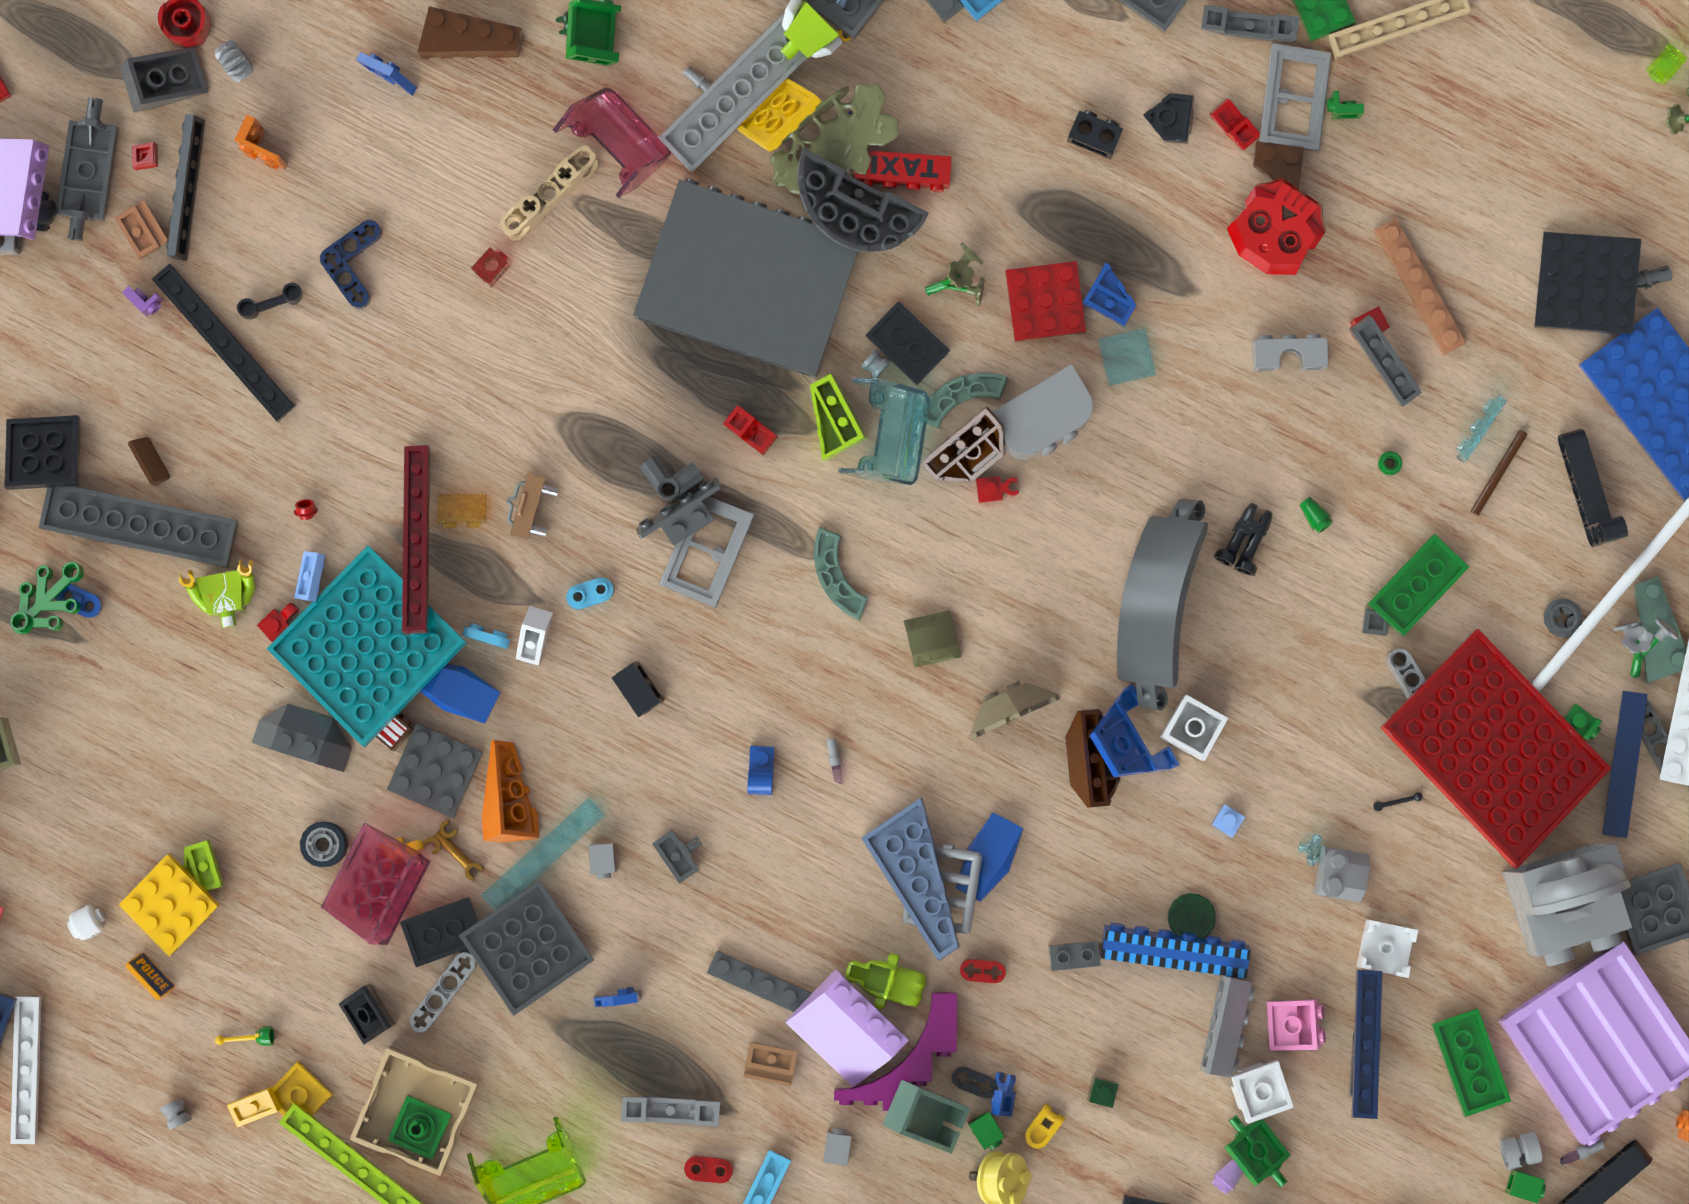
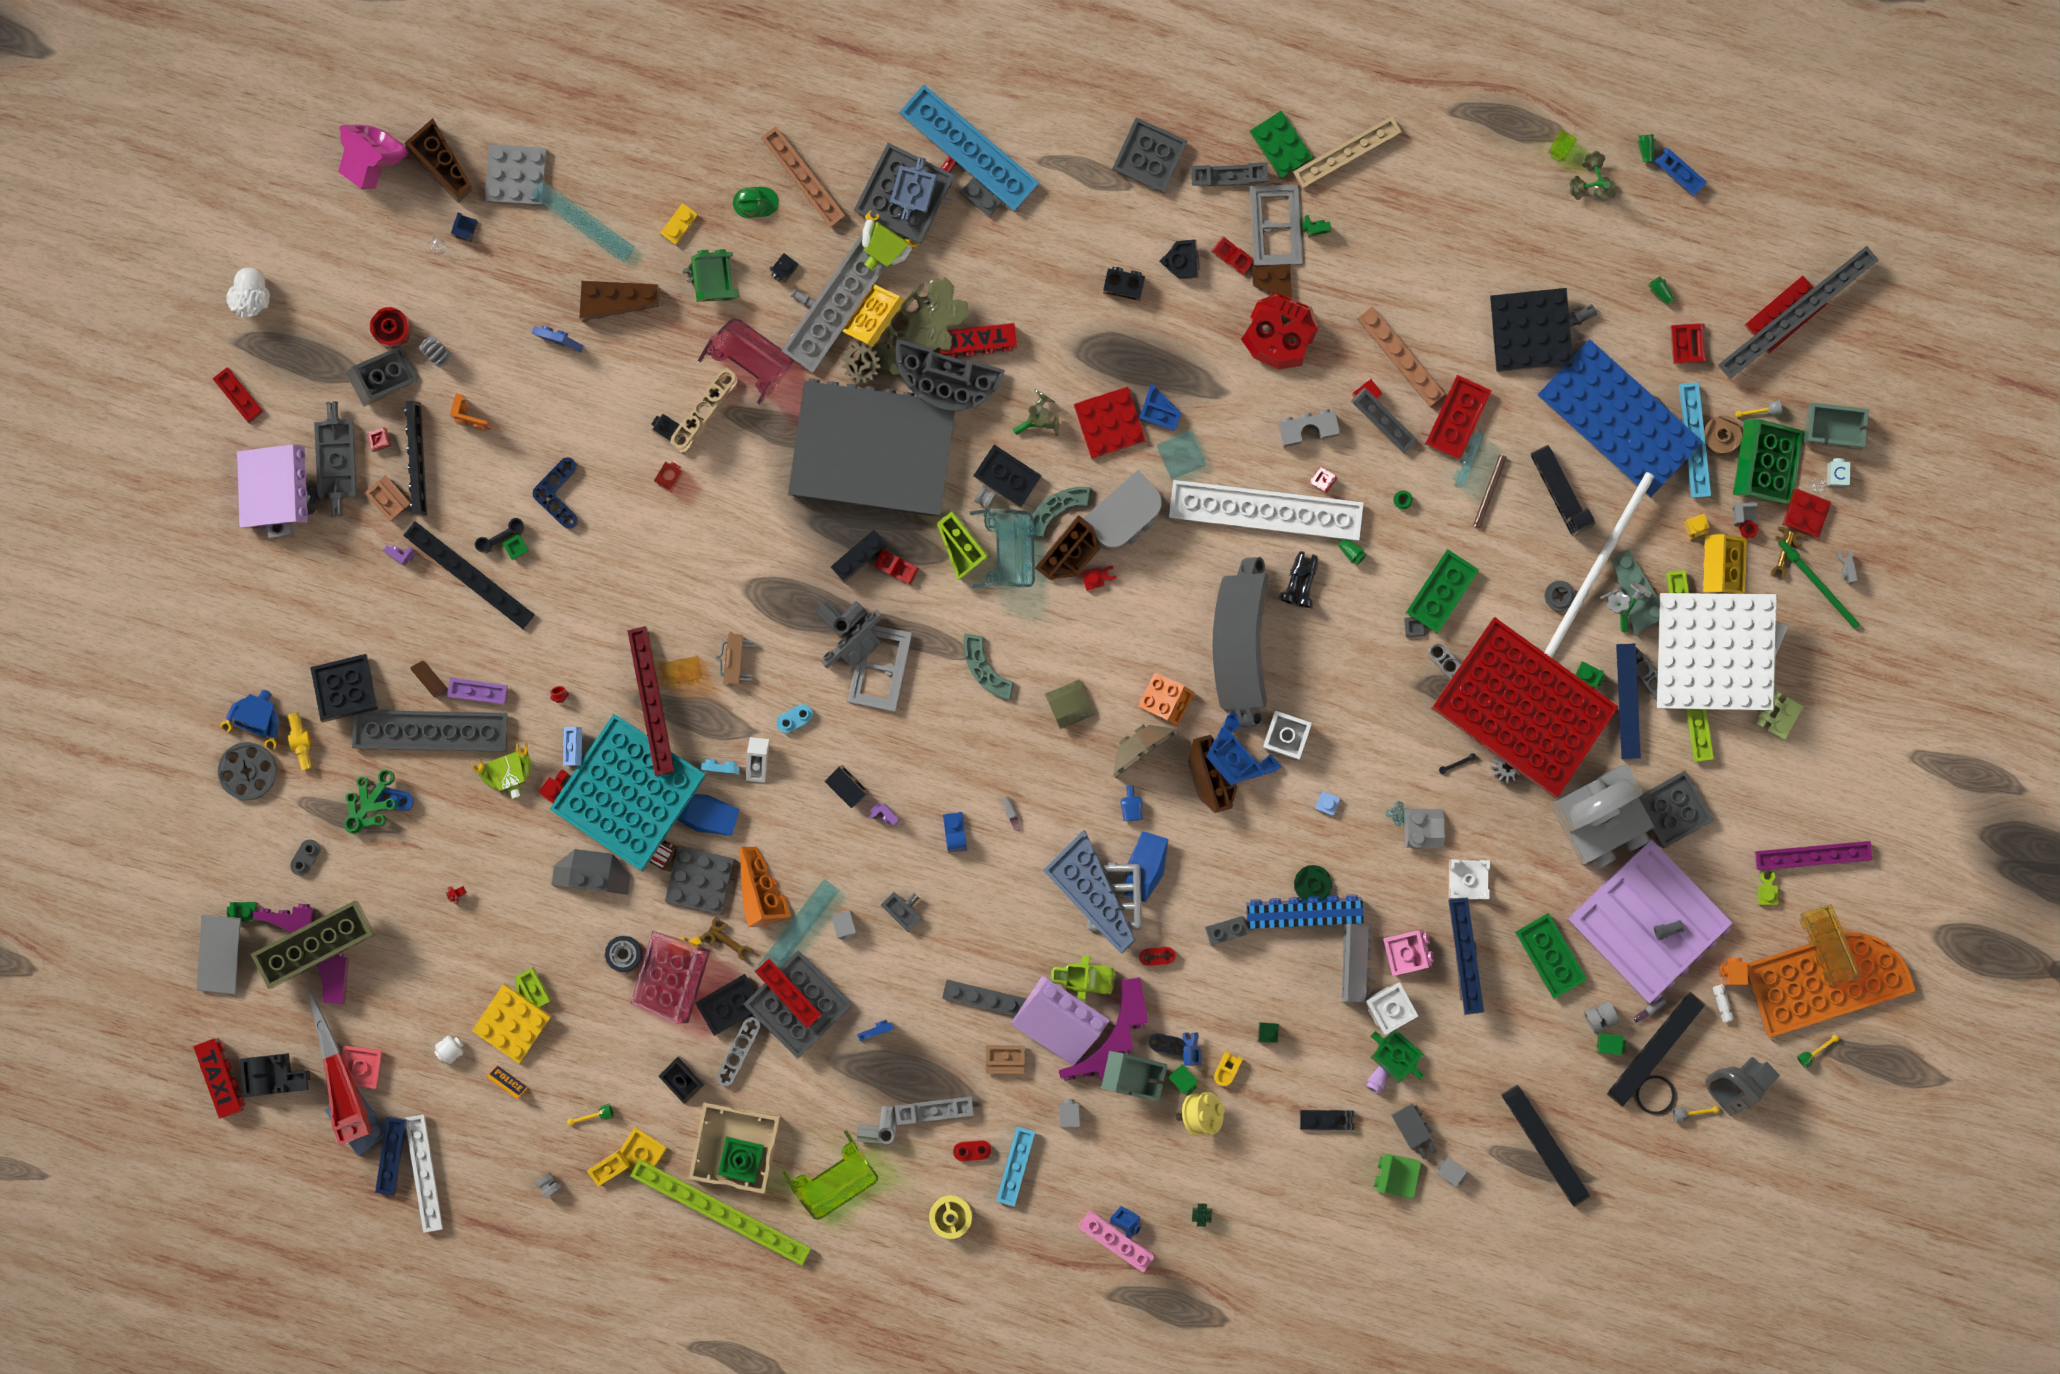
camera: 10 degrees left, 0 degrees up
(127, 732) = (453, 895): none -> red plate
(206, 486) = (477, 691): none -> medium lavender plate
(286, 318) = (515, 547): none -> green plate
(497, 203) = (664, 426): none -> black bracket
(516, 932) = (787, 993): none -> red plate
(590, 1126) = (873, 1134): none -> light grey piece
(680, 38) = (783, 268): none -> black bracket
(682, 734) = (888, 816): none -> medium lavender bracket
(706, 407) = (859, 556): none -> black brick
(751, 180) = (860, 370): none -> dark tan gear
(985, 778) = (1131, 805): none -> blue piece
(1052, 654) = (1166, 699): none -> orange bracket
(1218, 444) = (1266, 510): none -> white plate
(1296, 420) = (1323, 480): none -> tile
(1453, 823) = (1502, 772): none -> light grey gear
(1477, 374) = (1458, 417): none -> red plate
(1619, 1059) = (1666, 930): none -> dark grey pin
(1674, 1161) = (1723, 1003): none -> white axle

